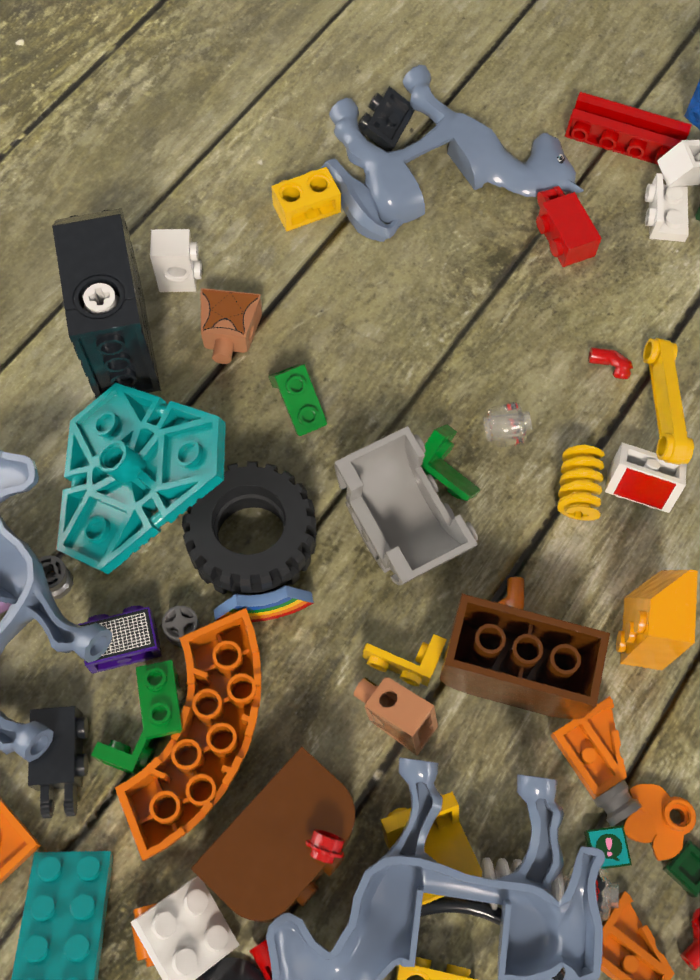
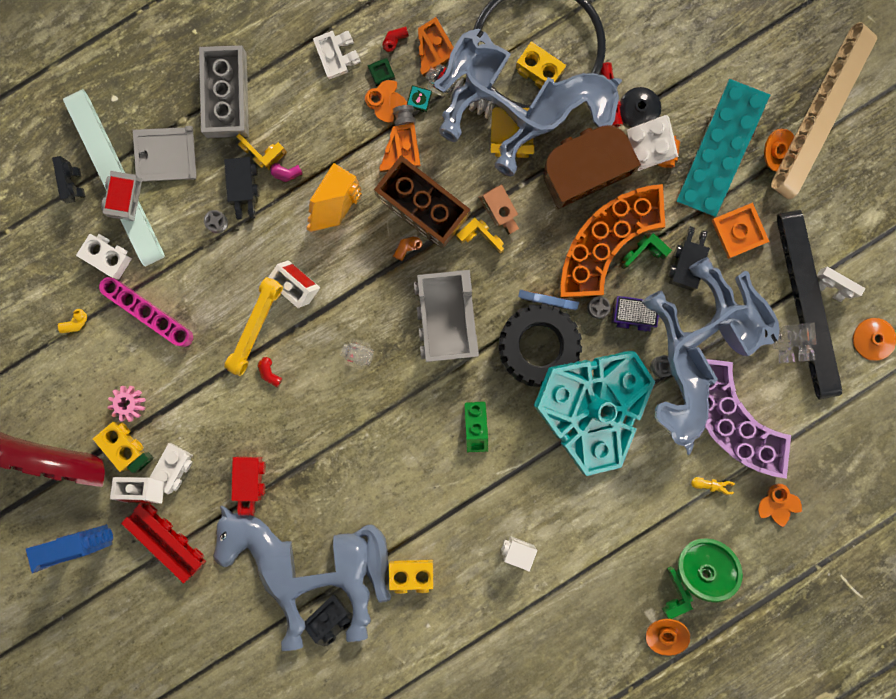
camera: 150 degrees left, 20 degrees up
(105, 301) = (576, 531): black piece -> none
(159, 699) = (626, 264): green bracket -> none
(228, 321) = (500, 497): torso -> none
(325, 846) = (570, 145): red plate -> none
(437, 448) = (408, 340): green bracket -> none
(580, 482) = (332, 297): yellow piece -> none

